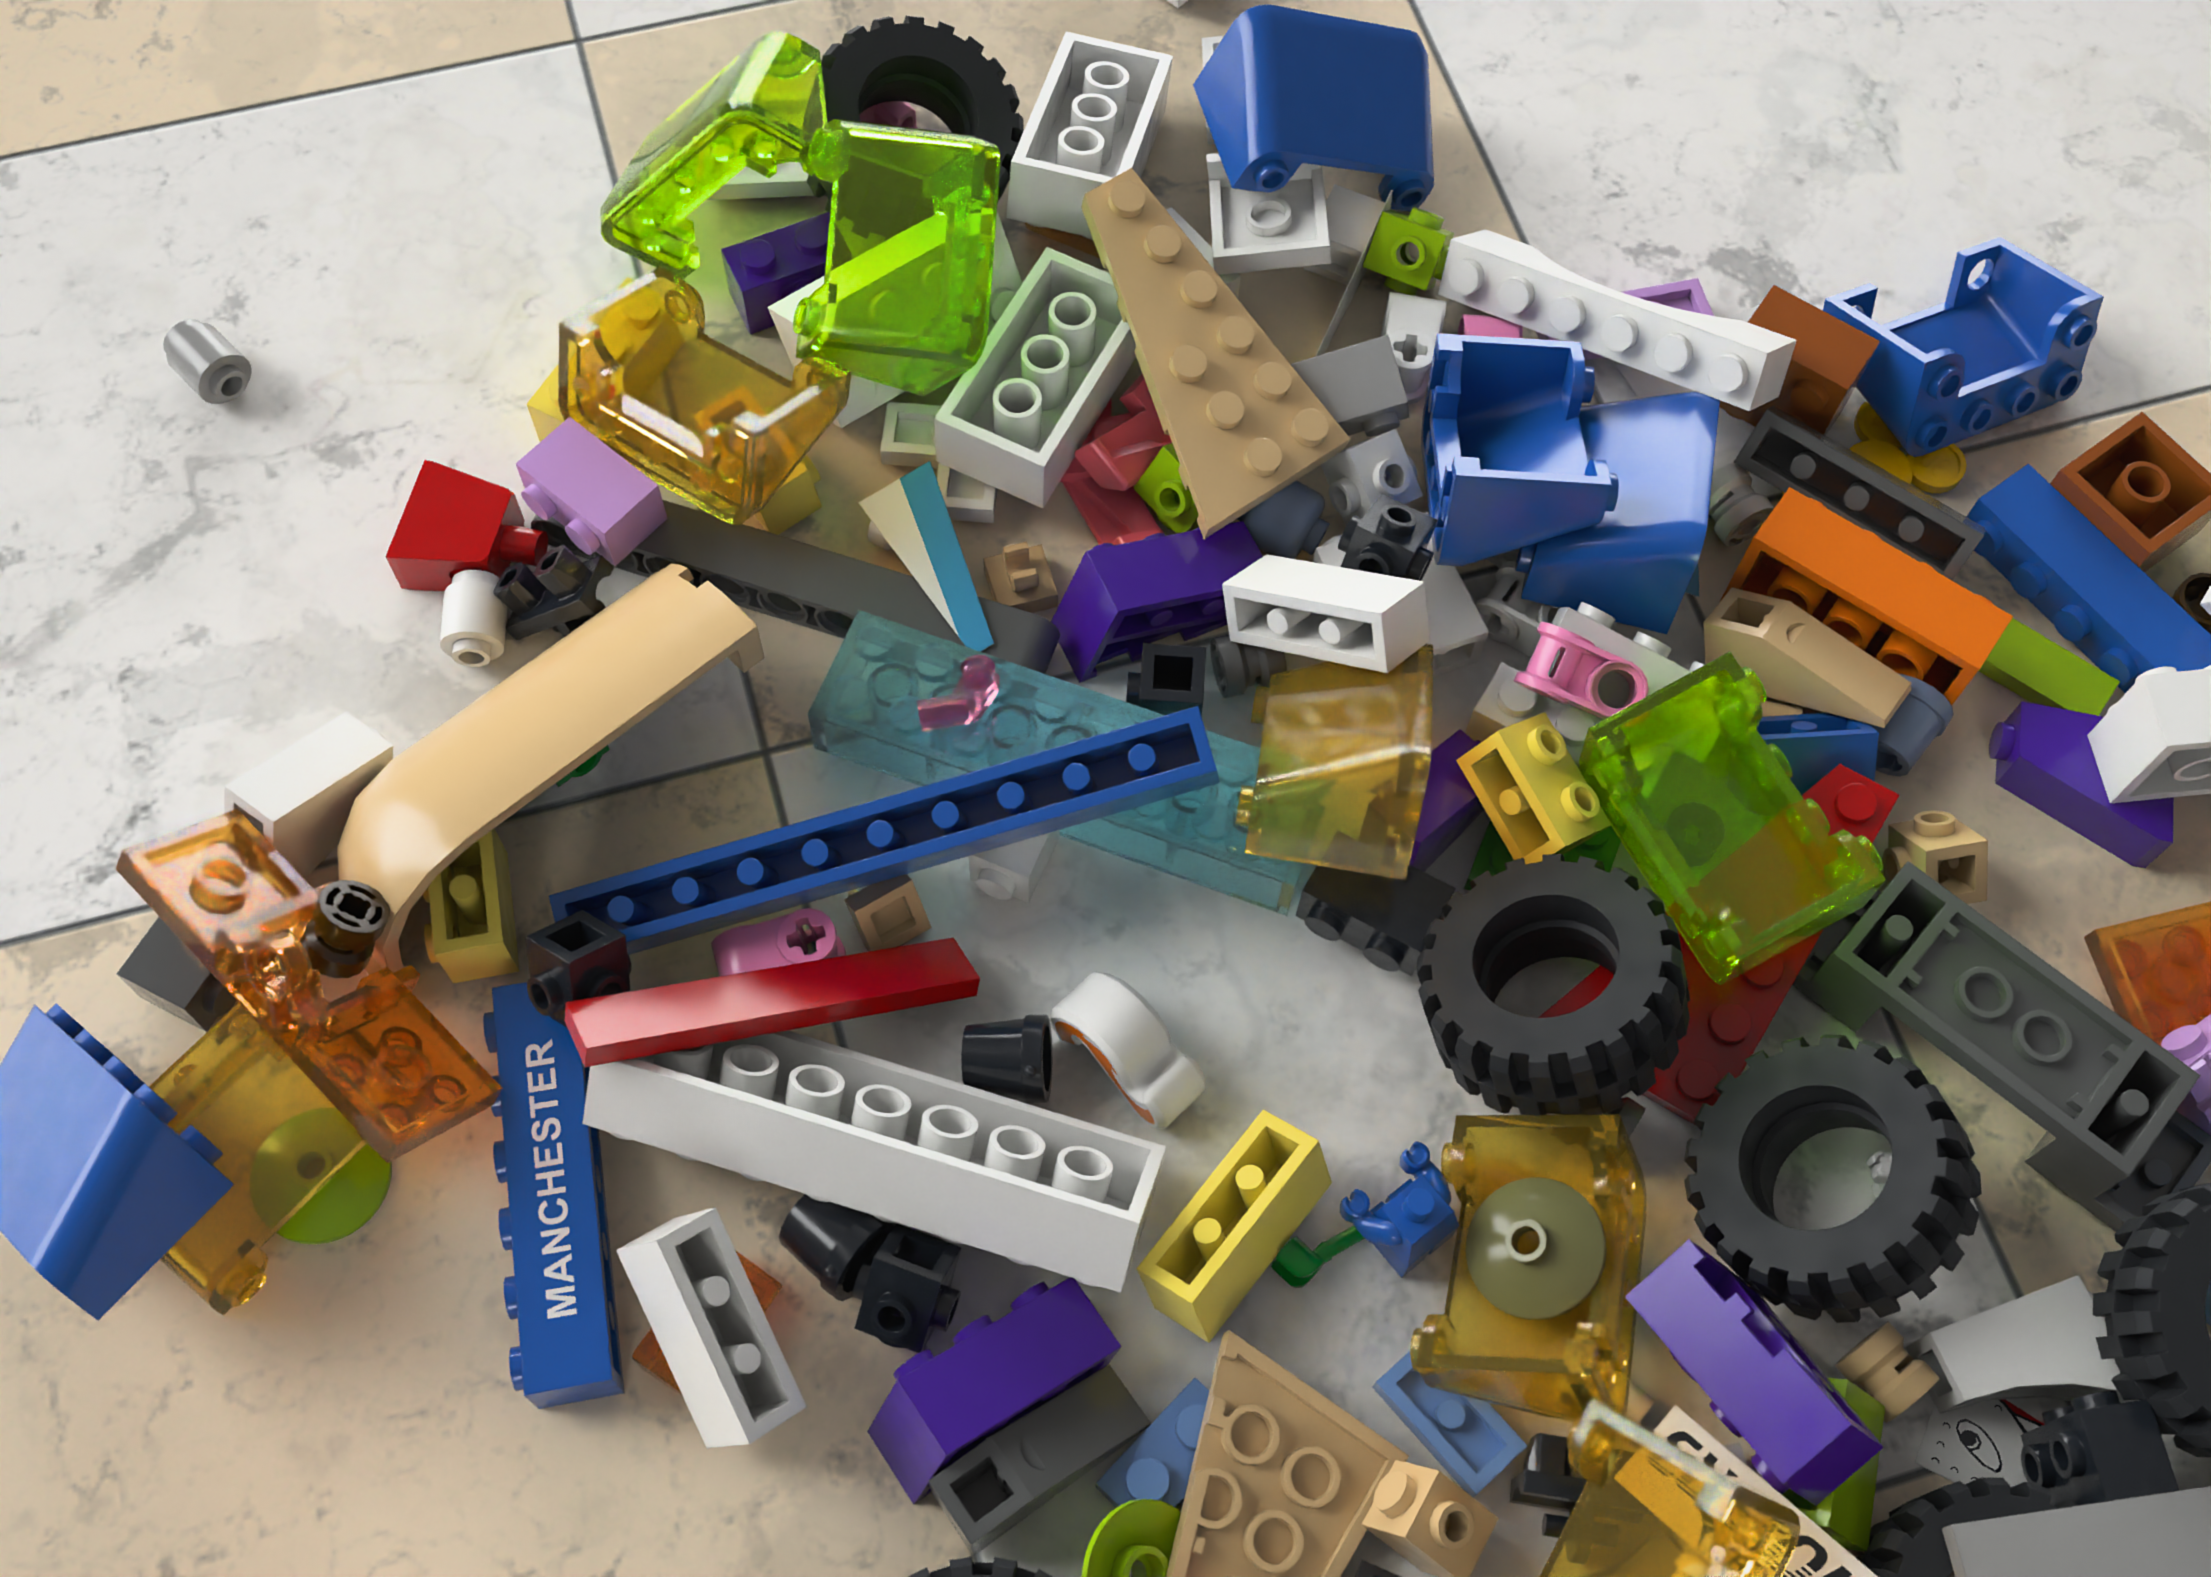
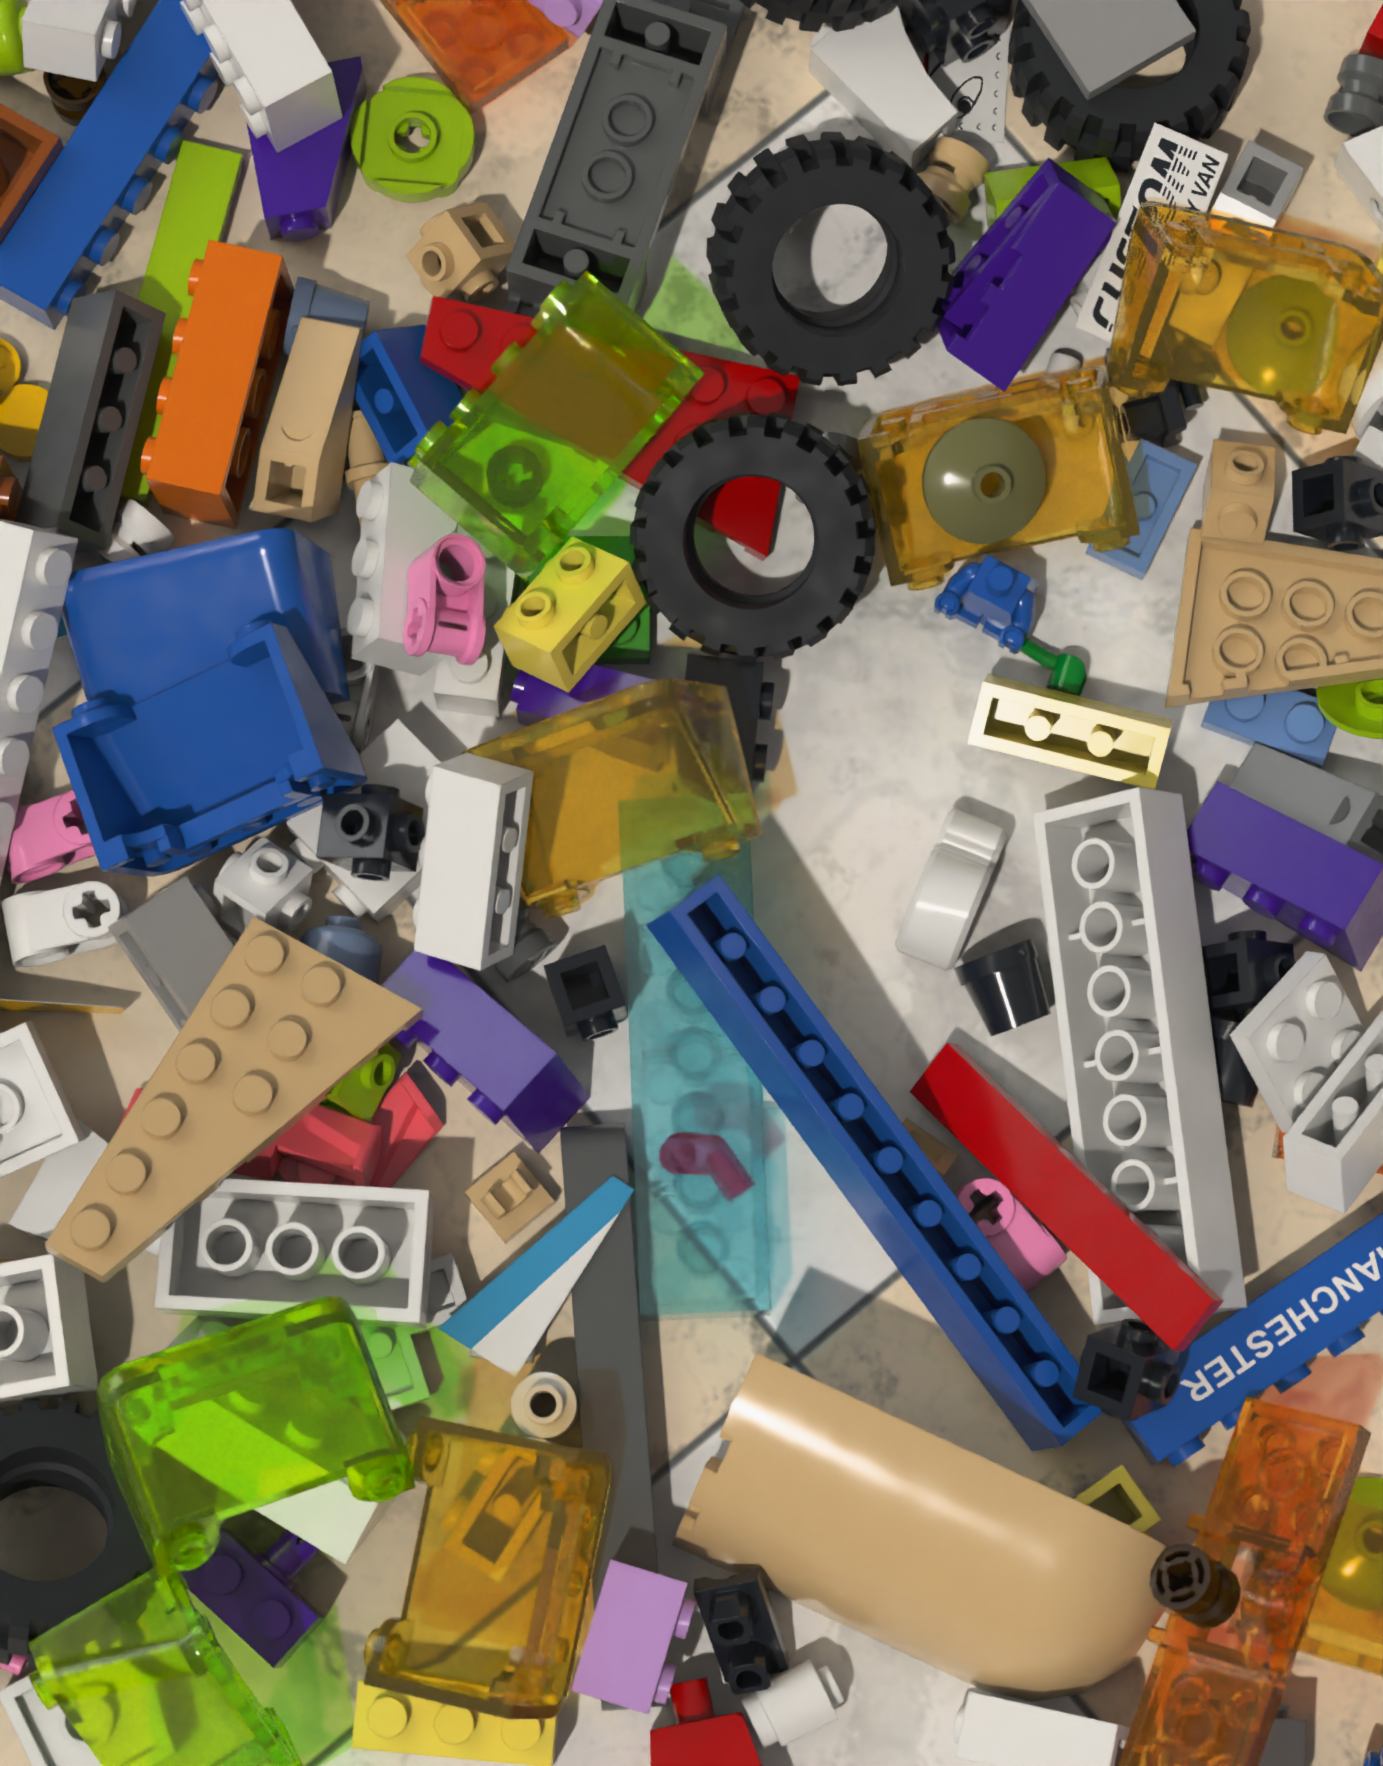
camera: 110 degrees left, 15 degrees up
(822, 1303) = (1298, 1036): none -> white plate
(825, 518) = (548, 1427): none -> white brick
(2049, 903) = (434, 168): none -> lime plate

